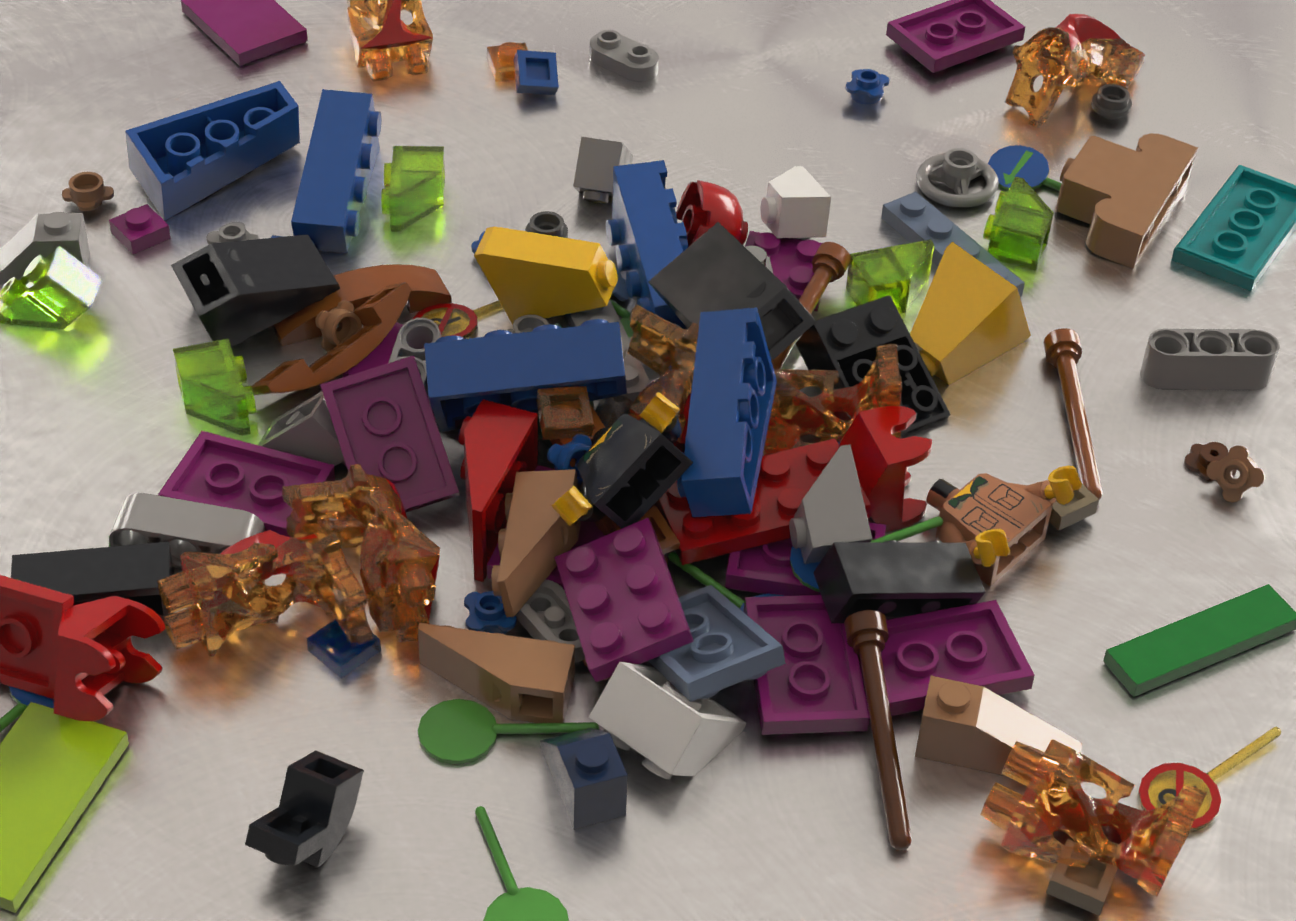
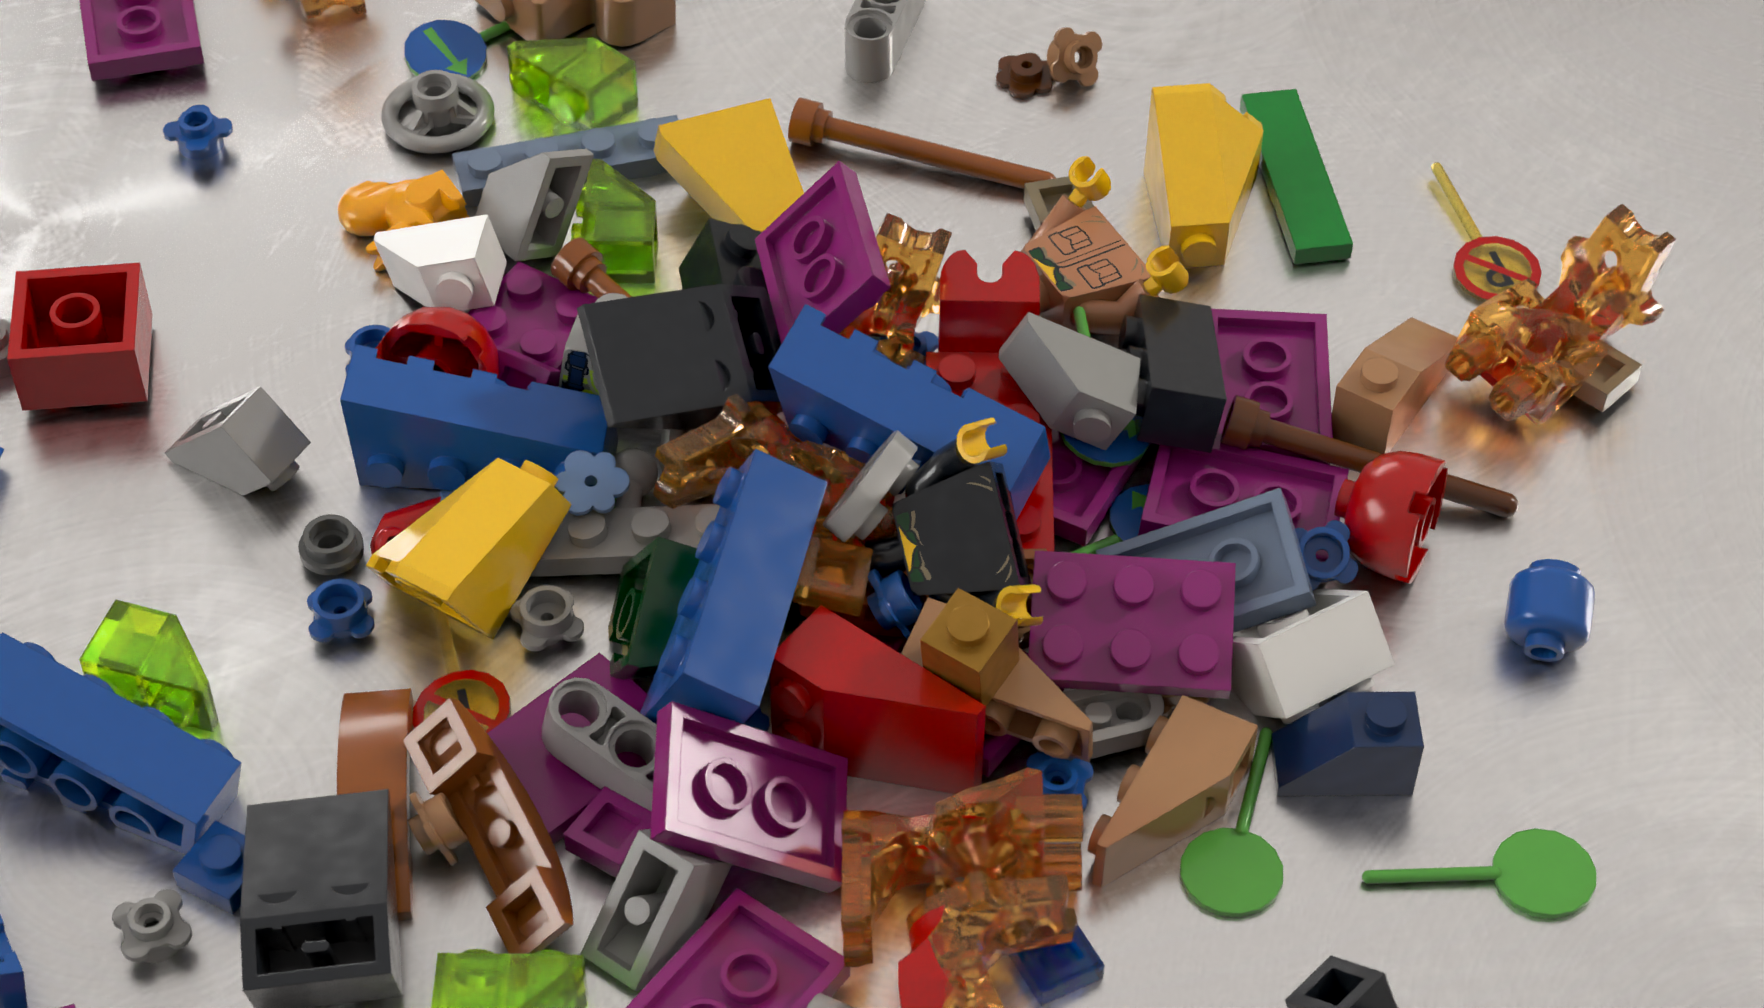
camera: 70 degrees left, 5 degrees up
(518, 486) = (971, 646): none -> pearl gold brick
(617, 398) = (860, 505): none -> light grey plate
(620, 309) = (585, 470): none -> medium blue plant
(650, 81) = (80, 336): none -> red brick
(755, 705) = (1333, 540): none -> blue plate
(782, 873) = (1549, 609): none -> blue head
(819, 746) = (1392, 511): none -> red cylinder
(850, 187) = (399, 205): none -> light orange animal
(852, 341) = (823, 254): none -> magenta plate
(872, 225) = (535, 202): none -> light grey slope
(1137, 564) = (1199, 170): none -> yellow slope

